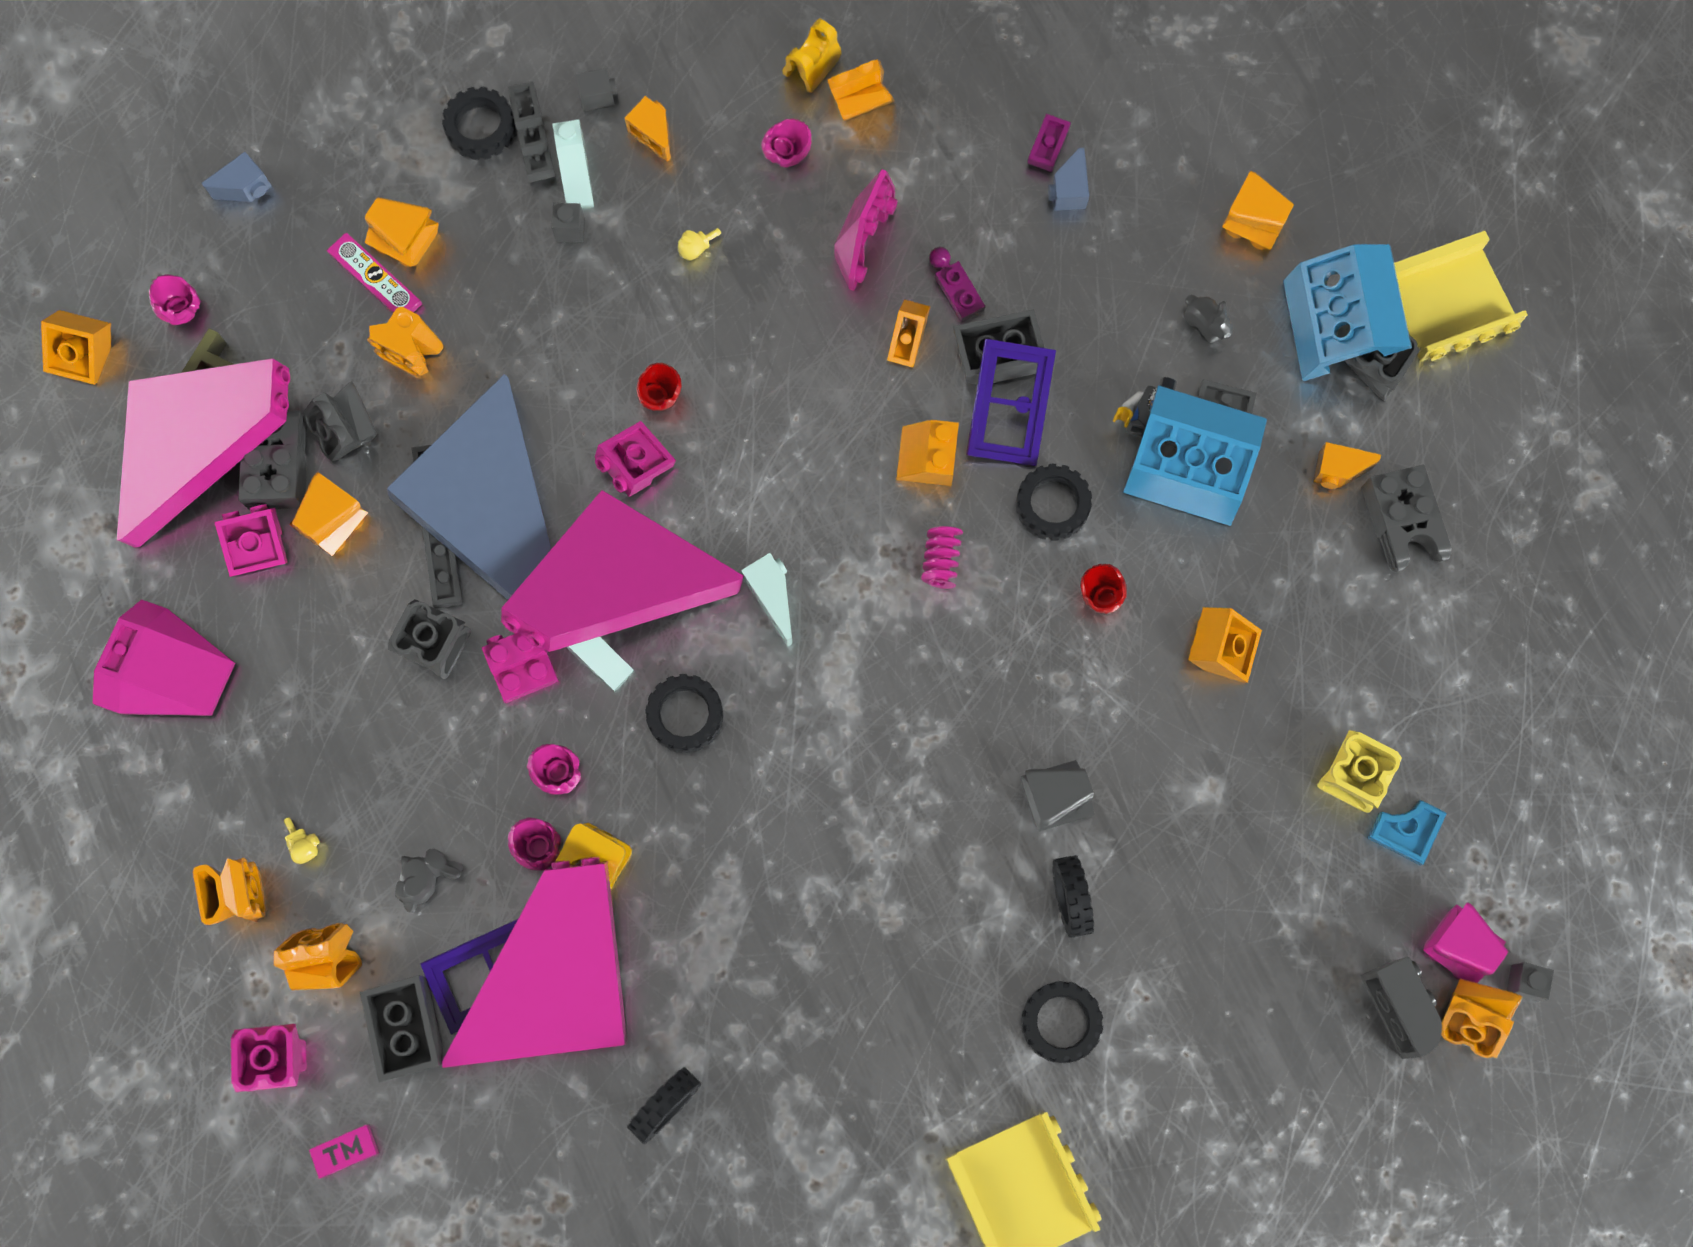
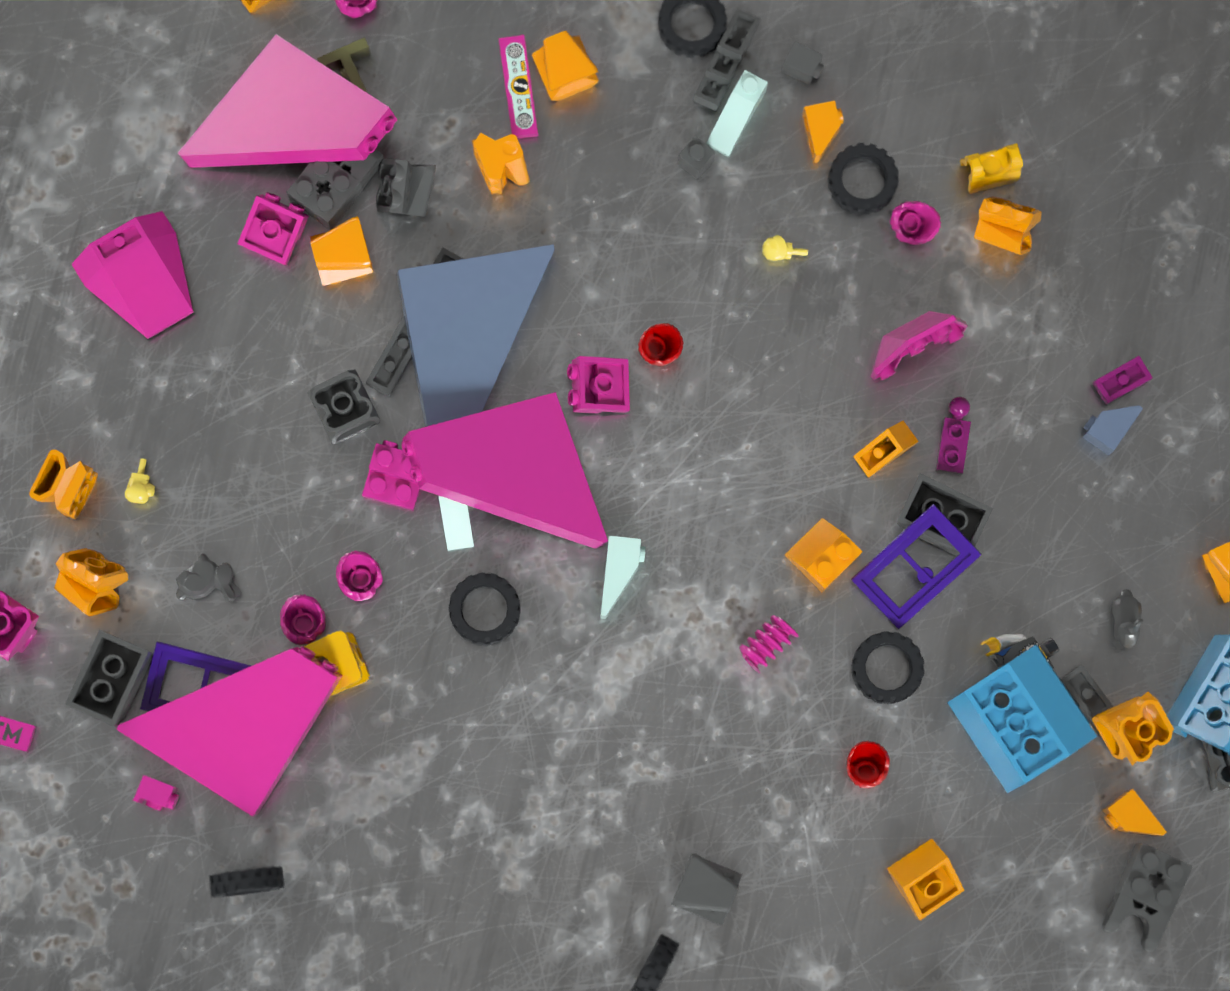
camera: 35 degrees right, 5 degrees up
(523, 1095) = (156, 794): none -> dark pink brick
(717, 117) = (870, 153): none -> black tyre
(1287, 394) = (1134, 728): none -> light orange piece

